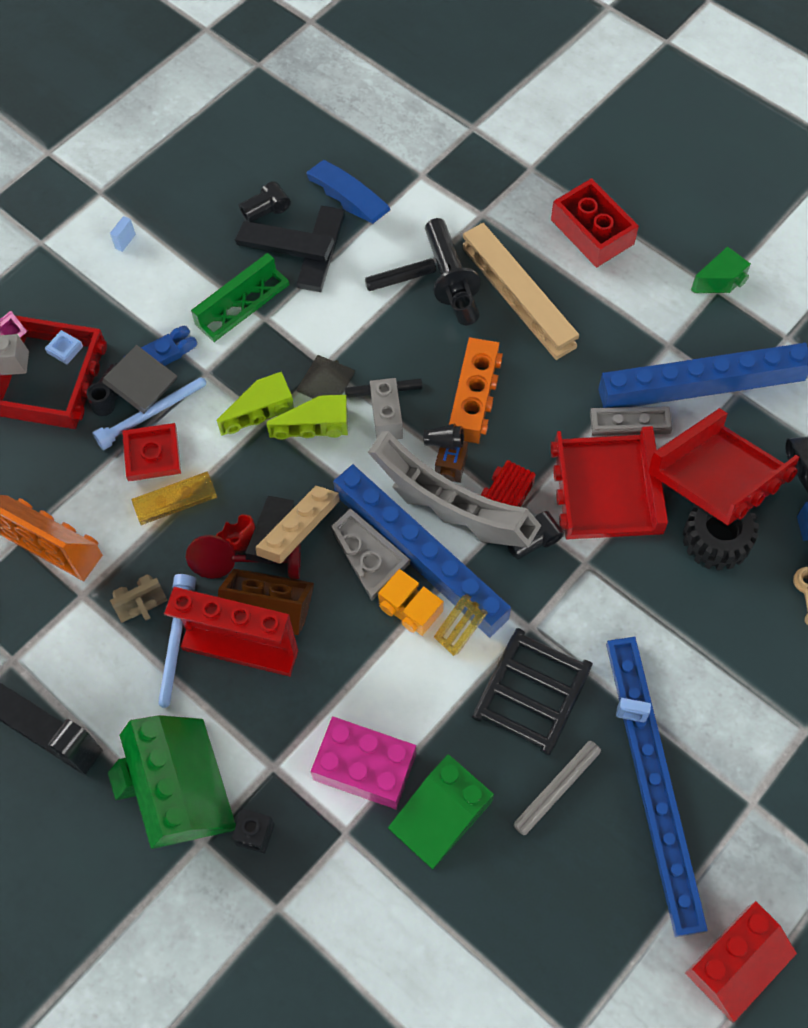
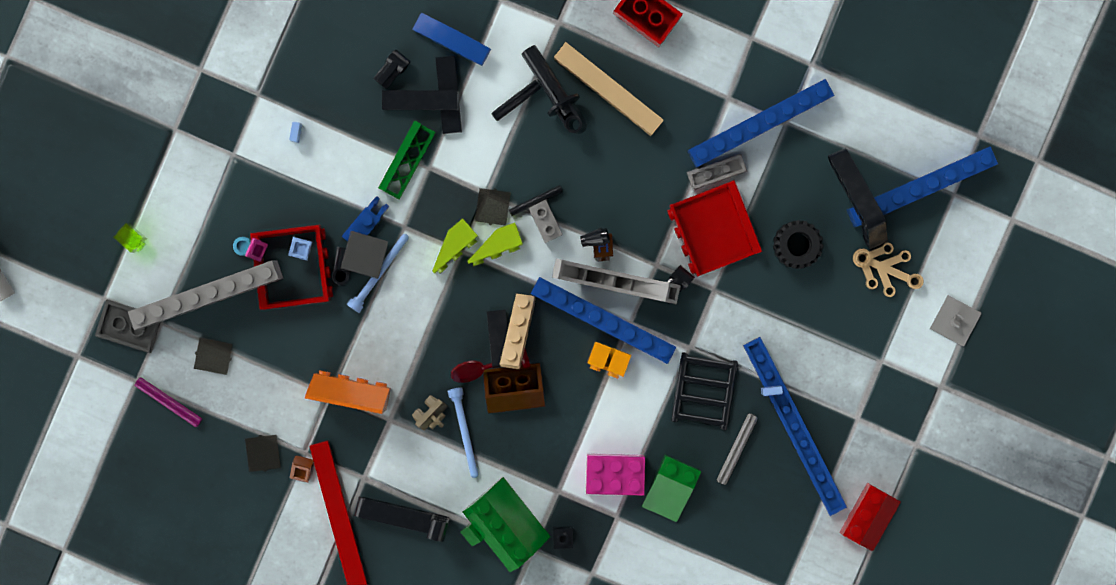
camera: 20 degrees left, 25 degrees up
(151, 452) = (393, 304): red plate -> none
(174, 498) = (422, 332): clear yellow tile -> none
(234, 631) = (507, 426): red panel -> none
(238, 534) = (477, 349): red hair -> none
(368, 552) = (570, 332): light grey wing -> none
(472, 609) = (651, 357): clear yellow tile -> none
(478, 355) = (593, 155): orange brick -> none
(510, 484) = (648, 258): red brick -> none
(720, 469) = (789, 201): red panel -> none
(722, 273) = (754, 27): green slope -> none

